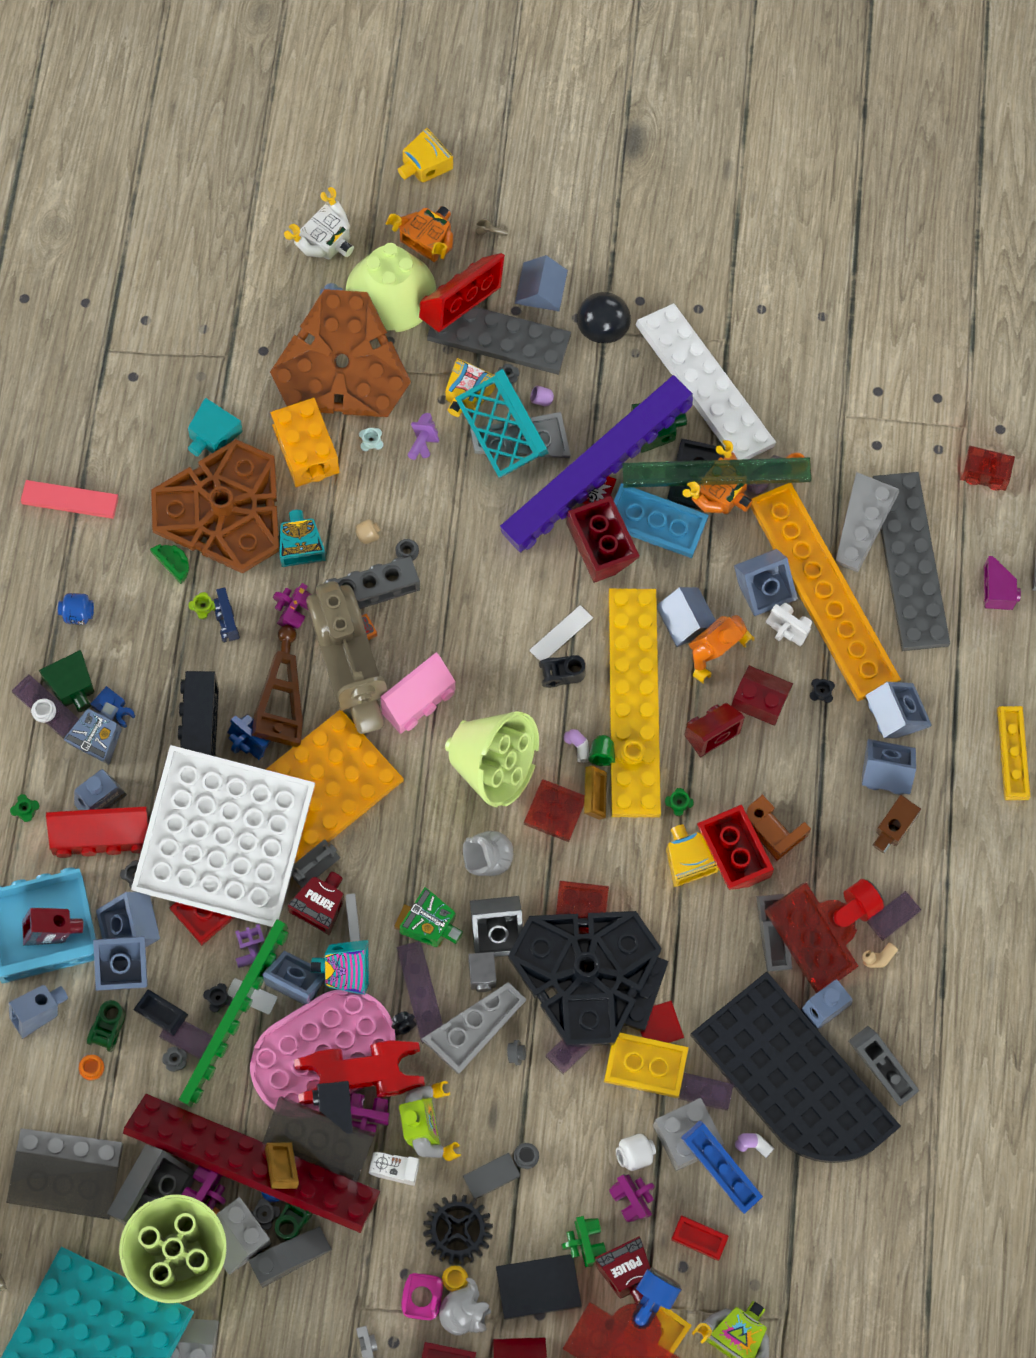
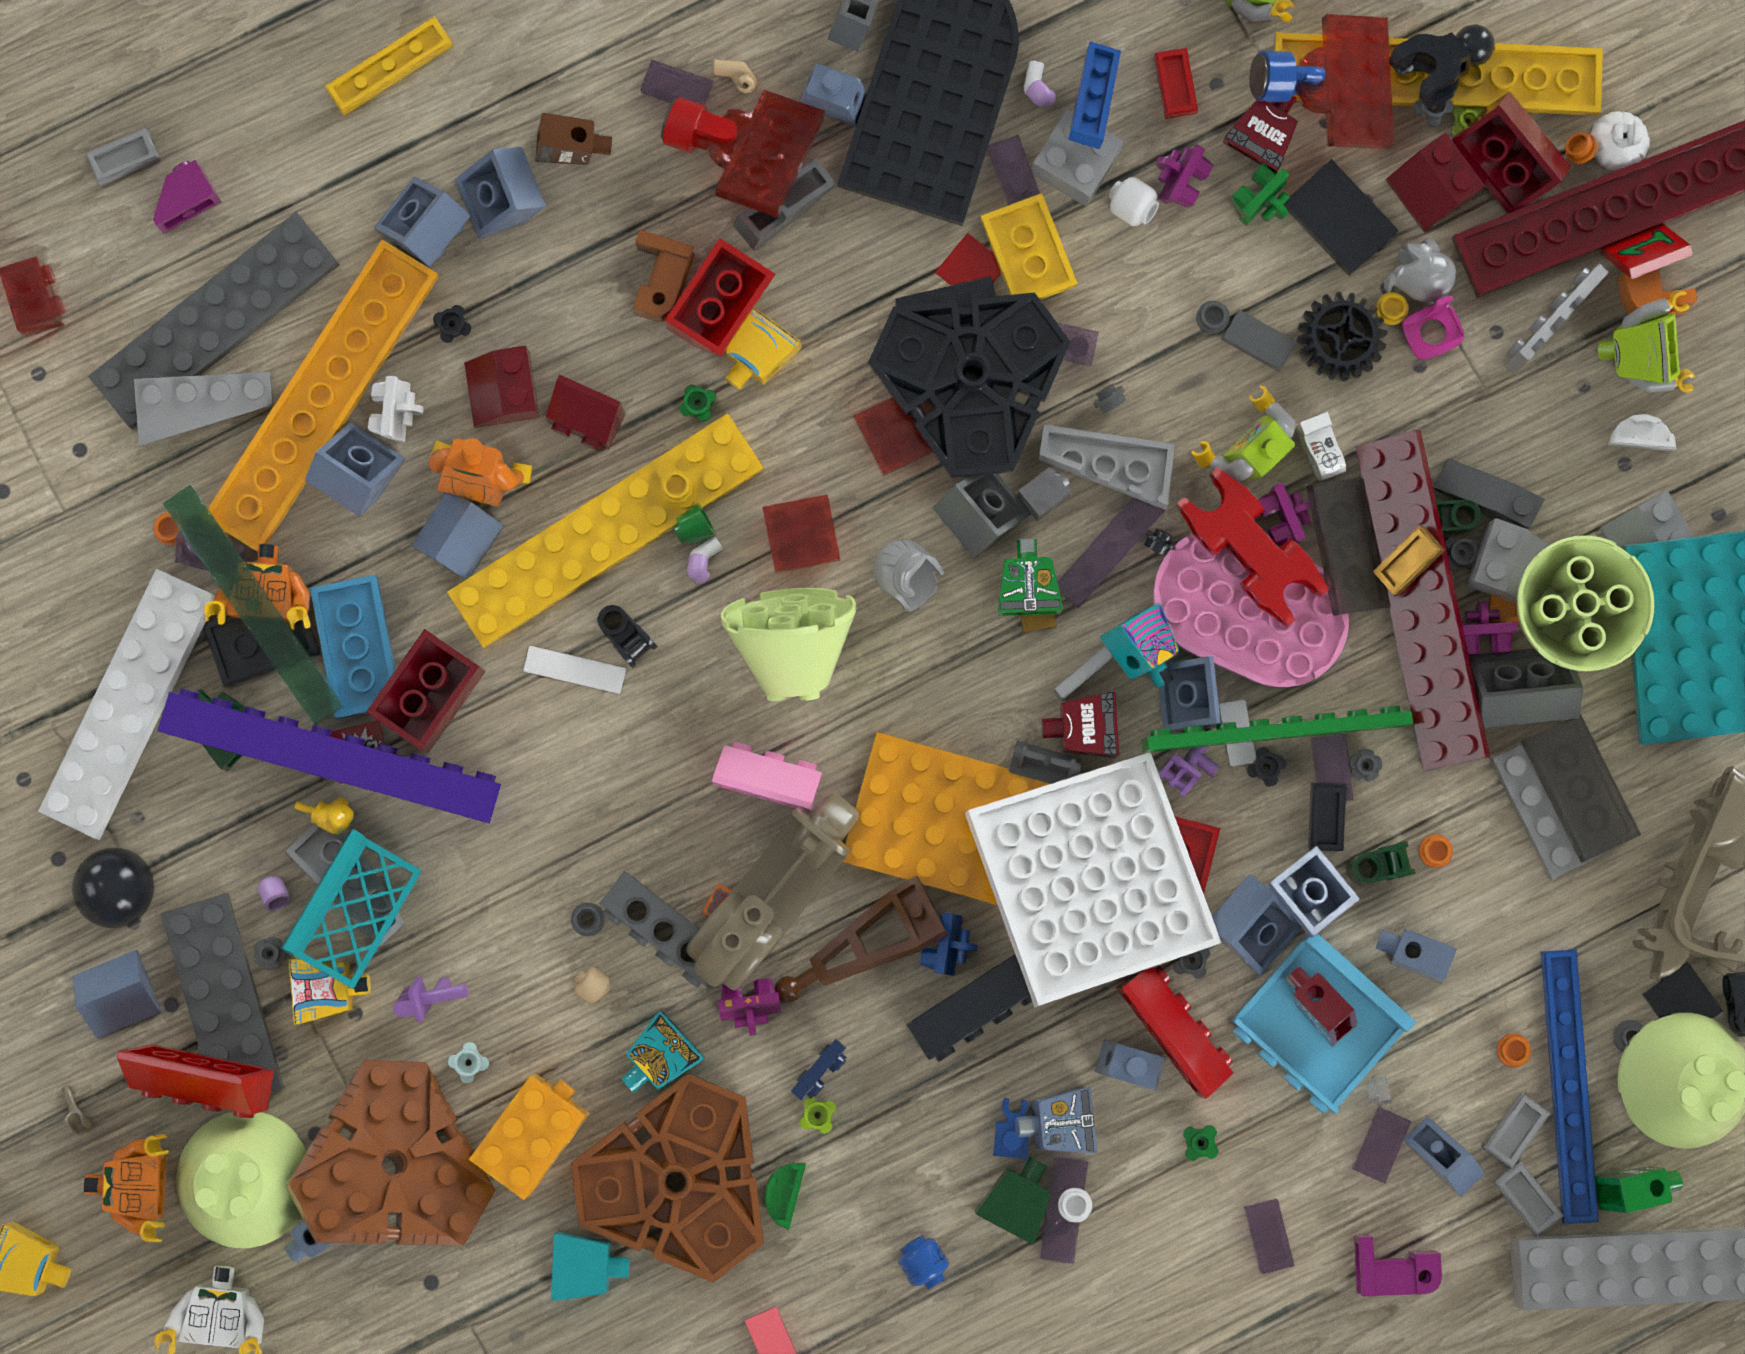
camera: 125 degrees left, 15 degrees up
(334, 1103) = (1311, 542): black slope -> none
(563, 445) = (331, 817): none -> yellow piece
(595, 792) = (750, 501): pearl gold tile -> none

